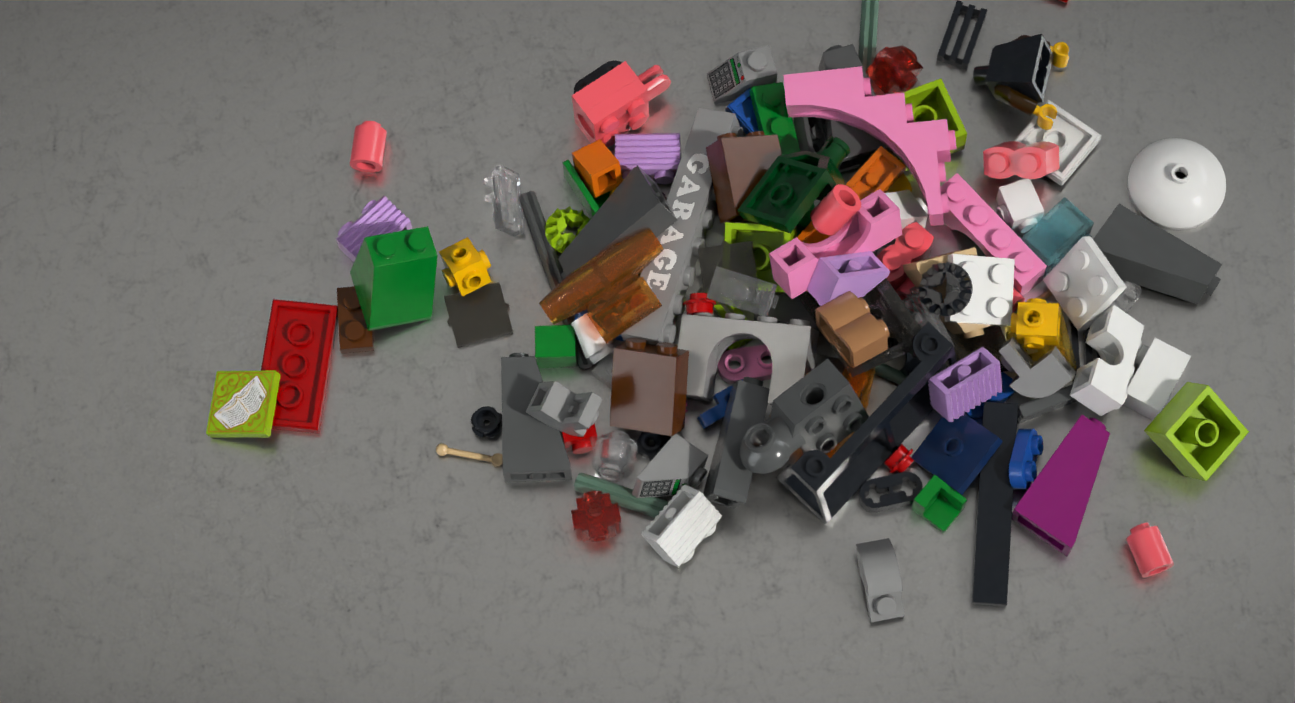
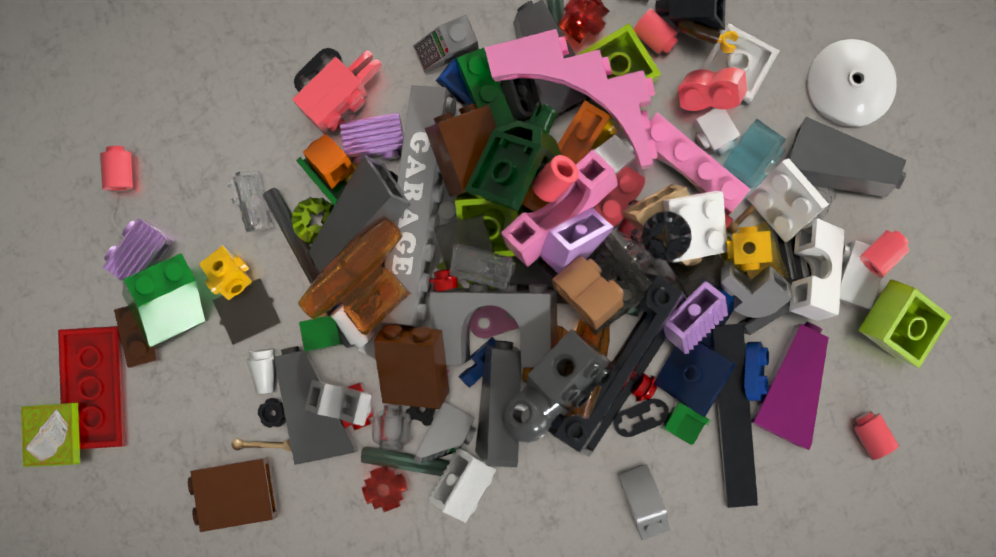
camera: 10 degrees left, 15 degrees up
(428, 497) = (232, 494): none -> reddish brown brick
(485, 373) = (262, 369): none -> white cone
(970, 97) = (656, 32): none -> coral brick
(1183, 351) = (885, 253): none -> coral brick

